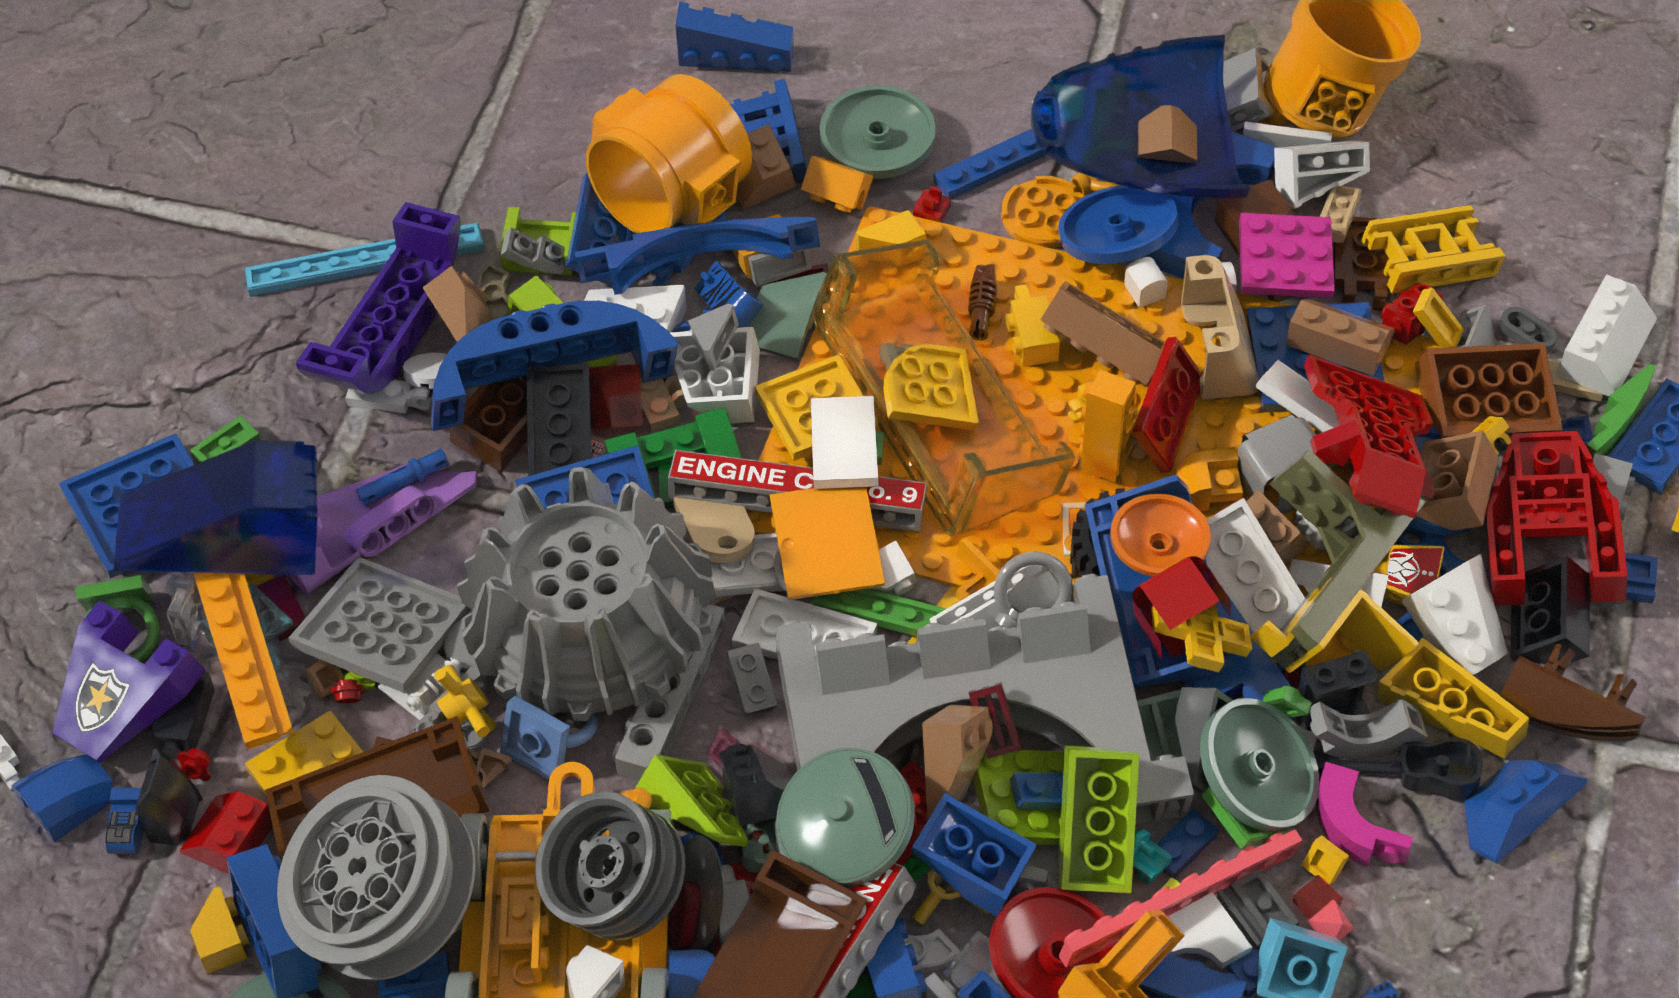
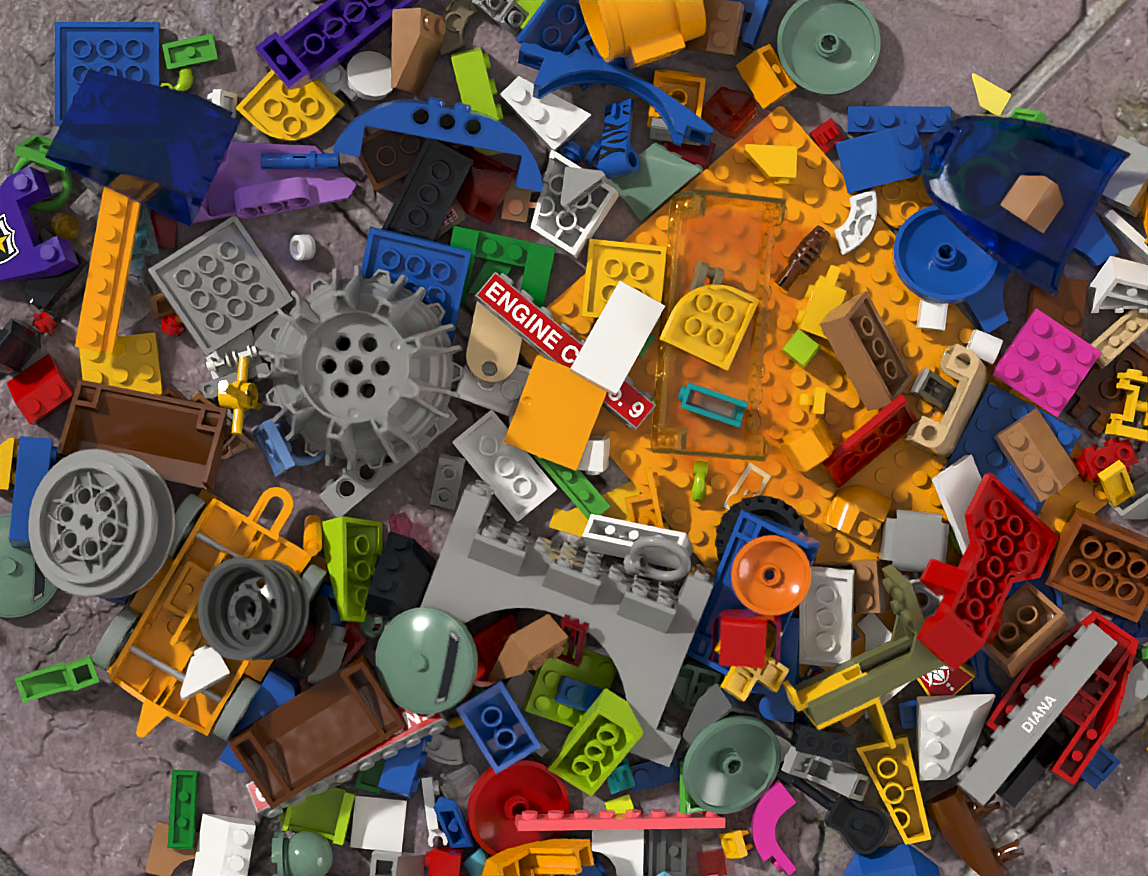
camera: 30 degrees right, 35 degrees up
(363, 435) = (290, 113): none -> yellow plate
(450, 551) = (302, 247): none -> white tile
(831, 231) = (730, 111): none -> clear red slope
(993, 449) = (712, 404): none -> window
(998, 185) = (880, 157): none -> blue slope
(1015, 251) = (859, 222): none -> white tile
(1026, 538) = (700, 471): none -> lime arm
(1038, 369) = (800, 348): none -> lime piece
(1189, 332) = (932, 389): none -> light grey slope
(1288, 701) = (780, 732): bright green plate -> none
(1494, 428) = (1076, 604): yellow tile -> none
(1533, 537) = (1036, 714): none -> light grey brick

